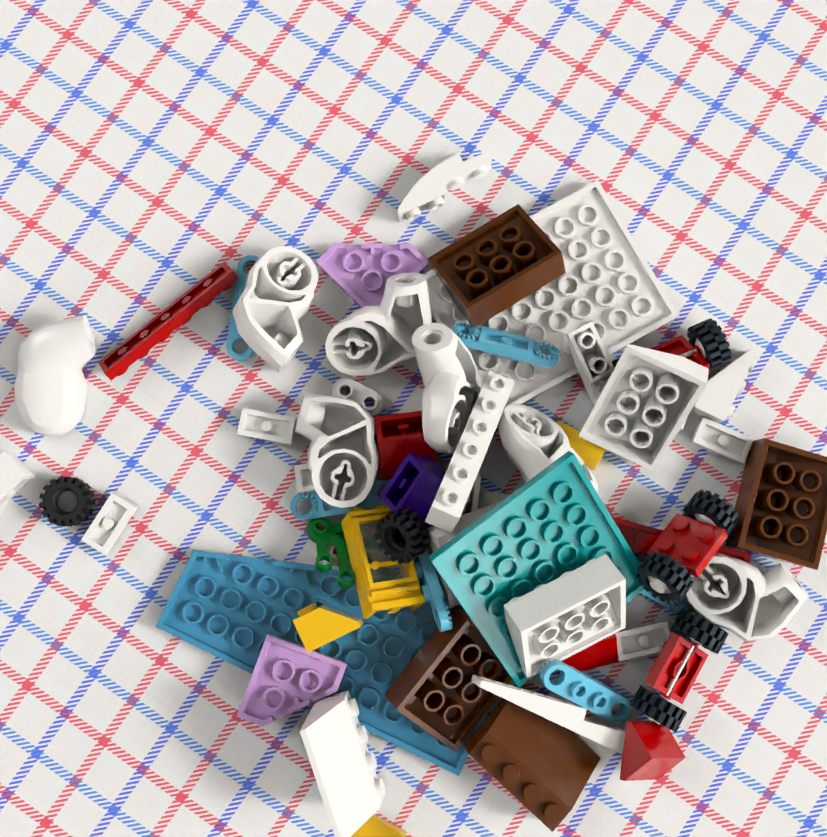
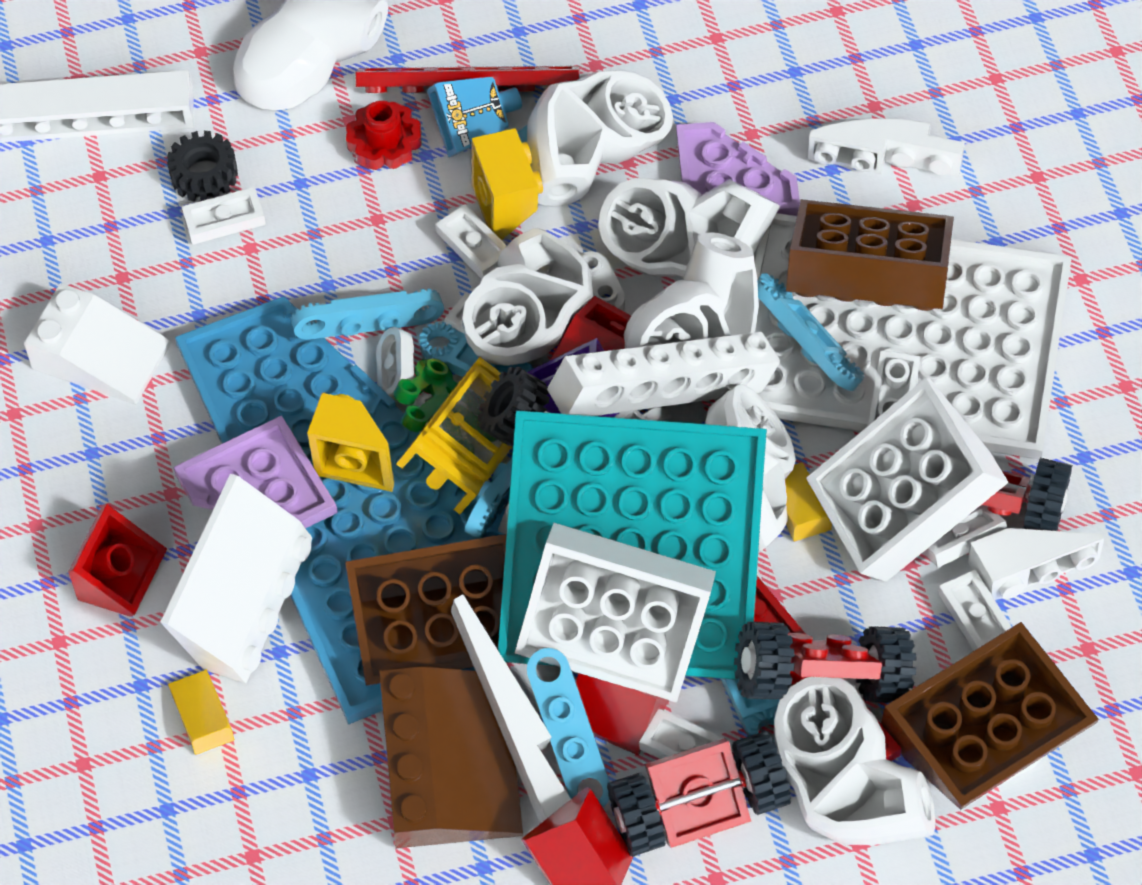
camera: 45 degrees right, 25 degrees down
(114, 667) = (94, 345): none -> white slope
(165, 400) = (383, 135): none -> red plant
(195, 346) = (470, 110): none -> dark azure torso
(248, 535) = (367, 314): none -> medium azure plate
(252, 791) = (115, 563): none -> red slope
(257, 380) = (504, 180): none -> yellow slope
(293, 540) = (394, 359): none -> white plate

